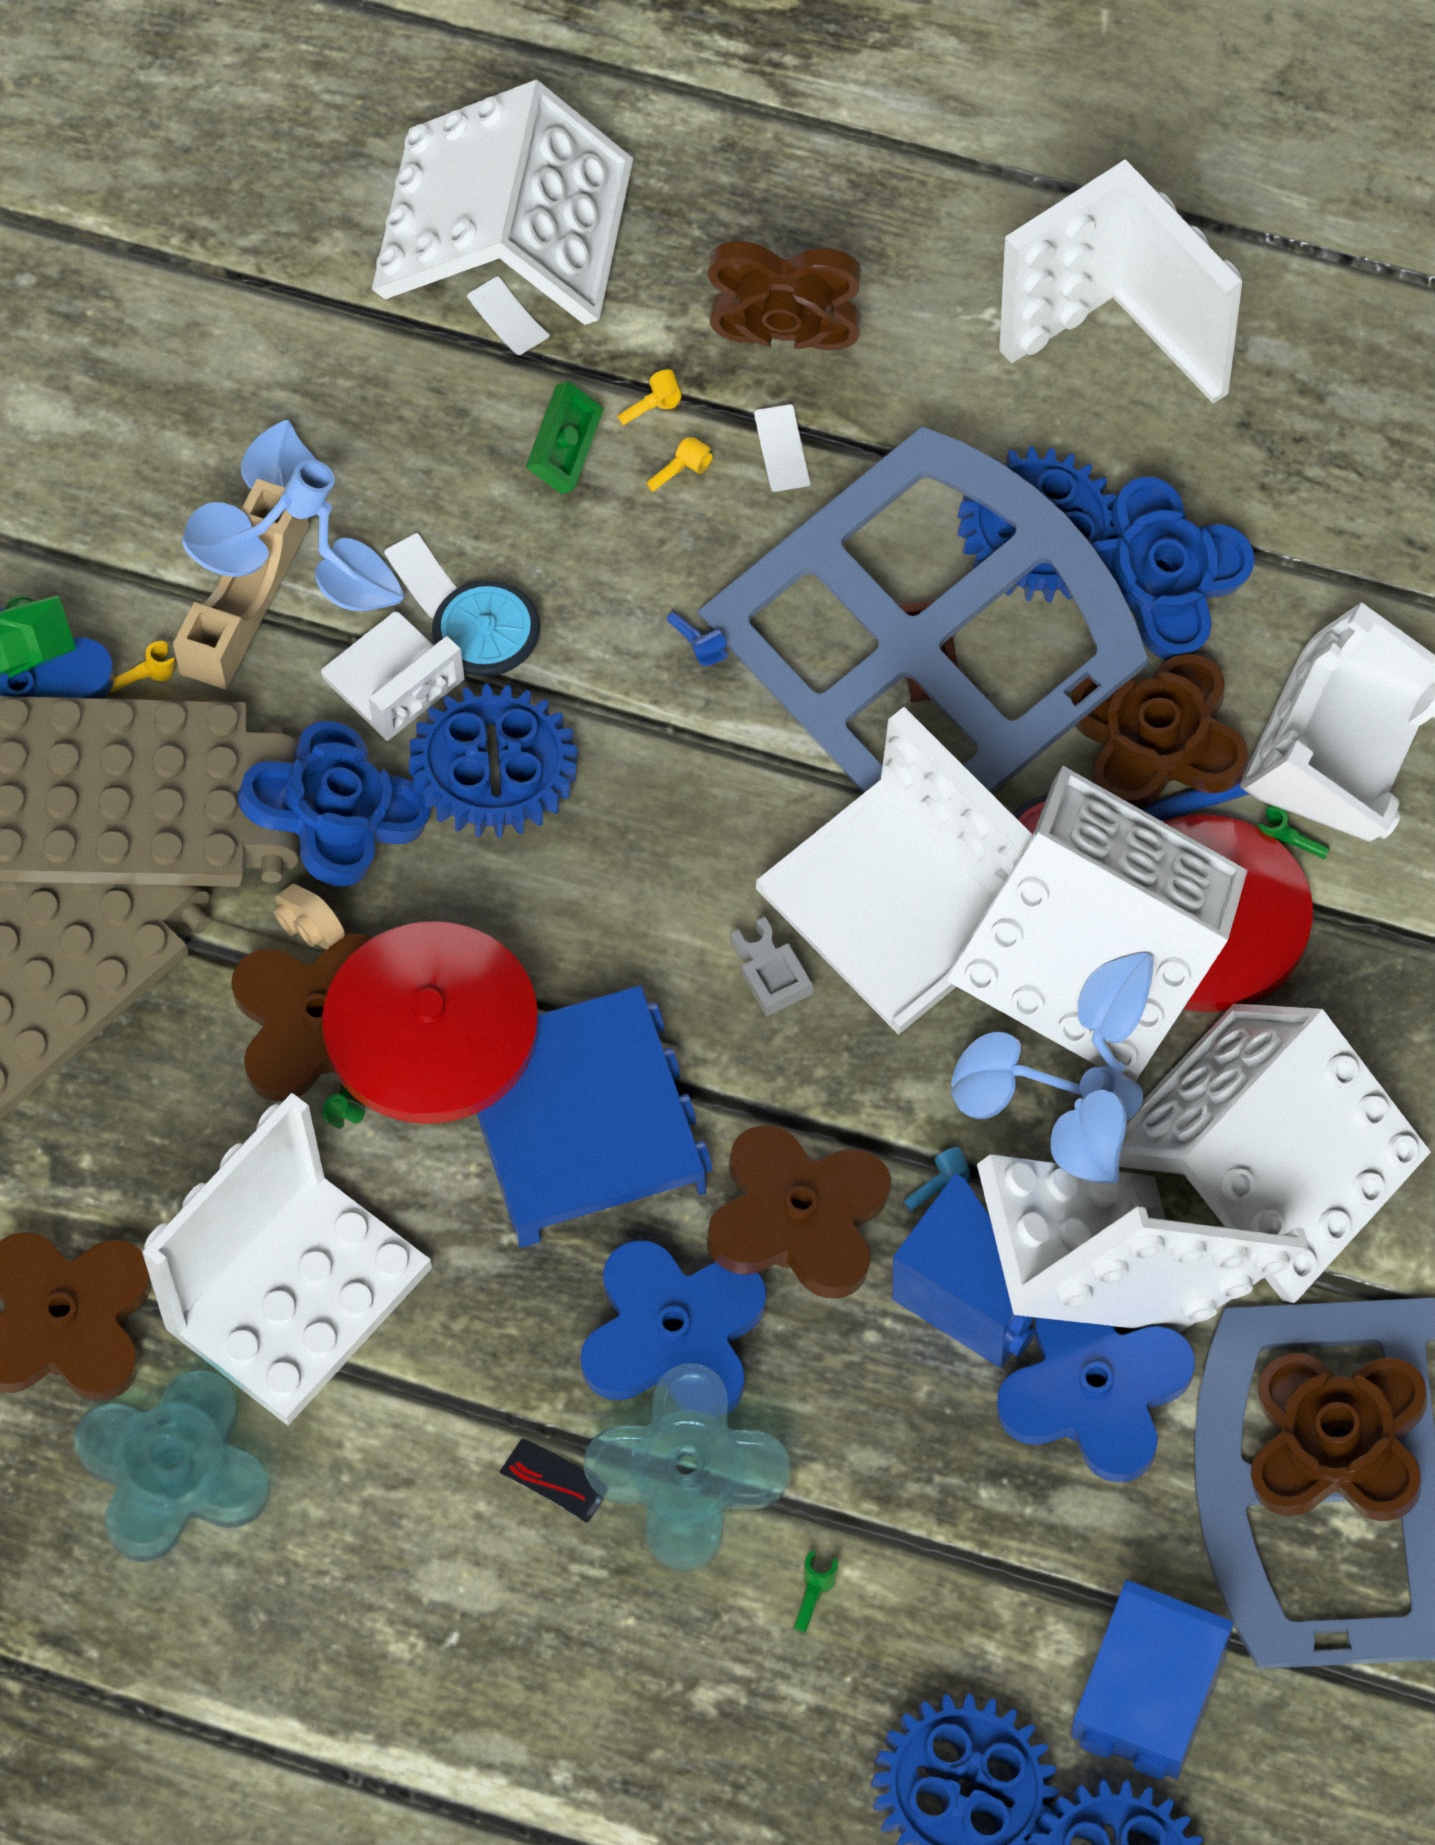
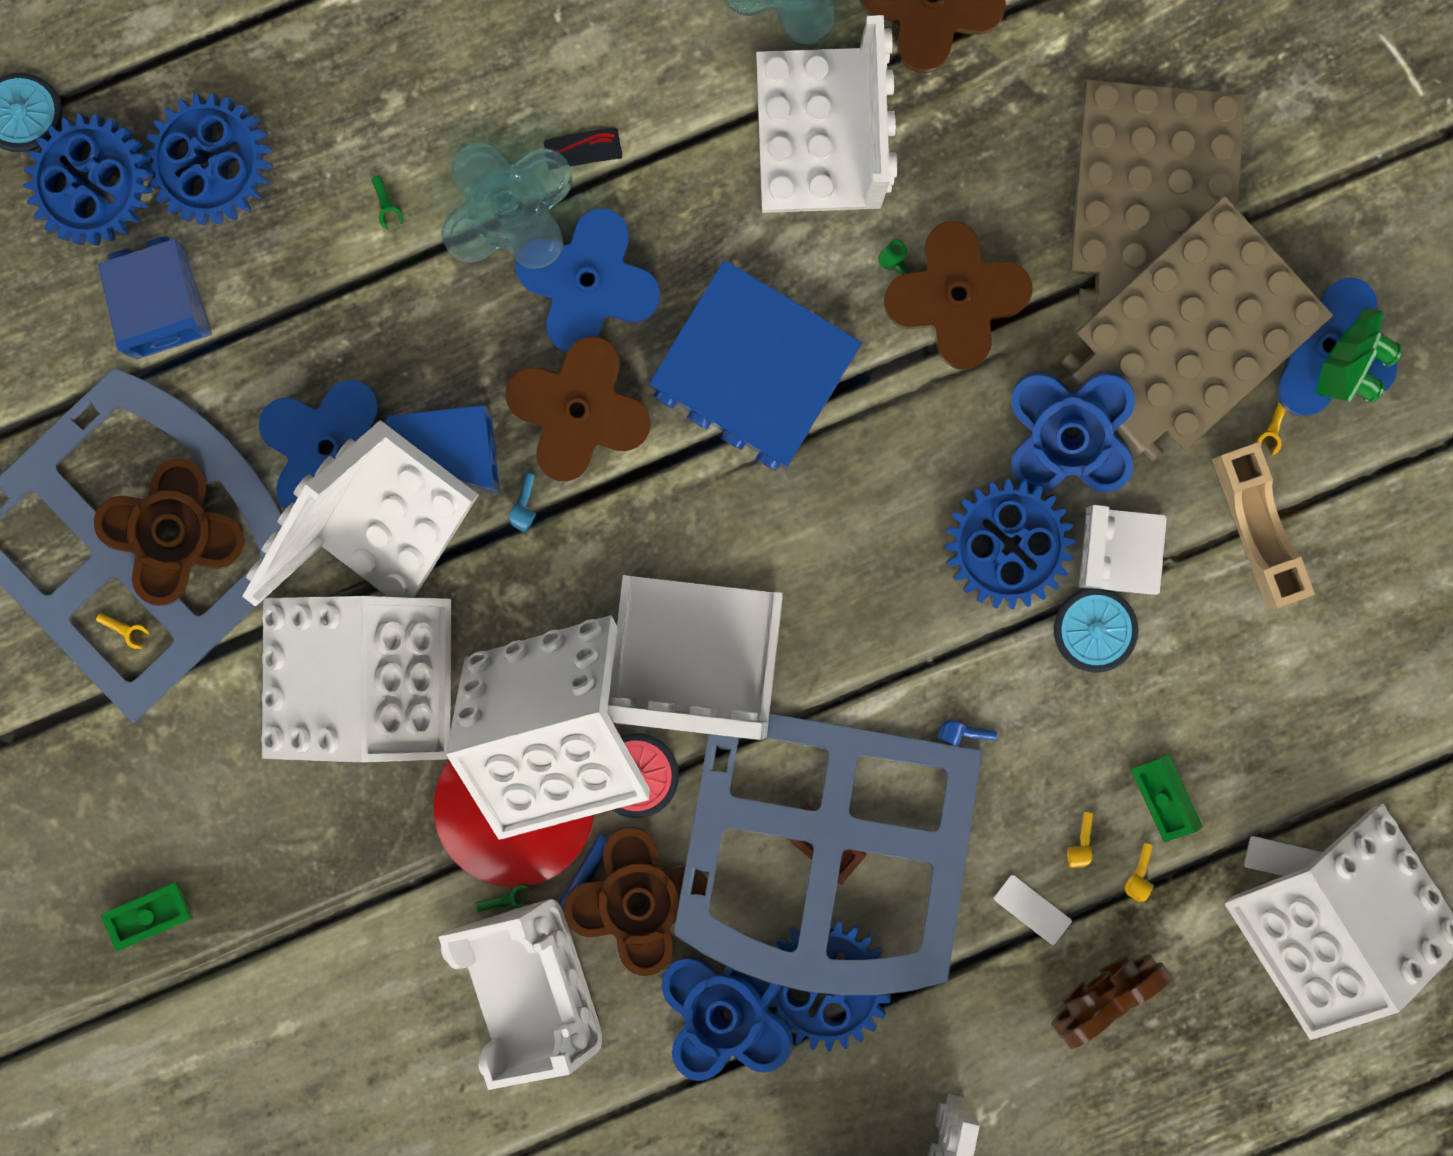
camera: 135 degrees right, 25 degrees up
(227, 544) = (1292, 531): light blue plant -> none
(308, 916) = (1023, 348): tan plate -> none
(420, 572) = (1170, 637): white sticker -> none
(430, 1022) = (883, 336): red dish -> none
(771, 973) = (725, 549): light grey plate -> none
(1092, 1135) = (488, 669): light blue plant -> none

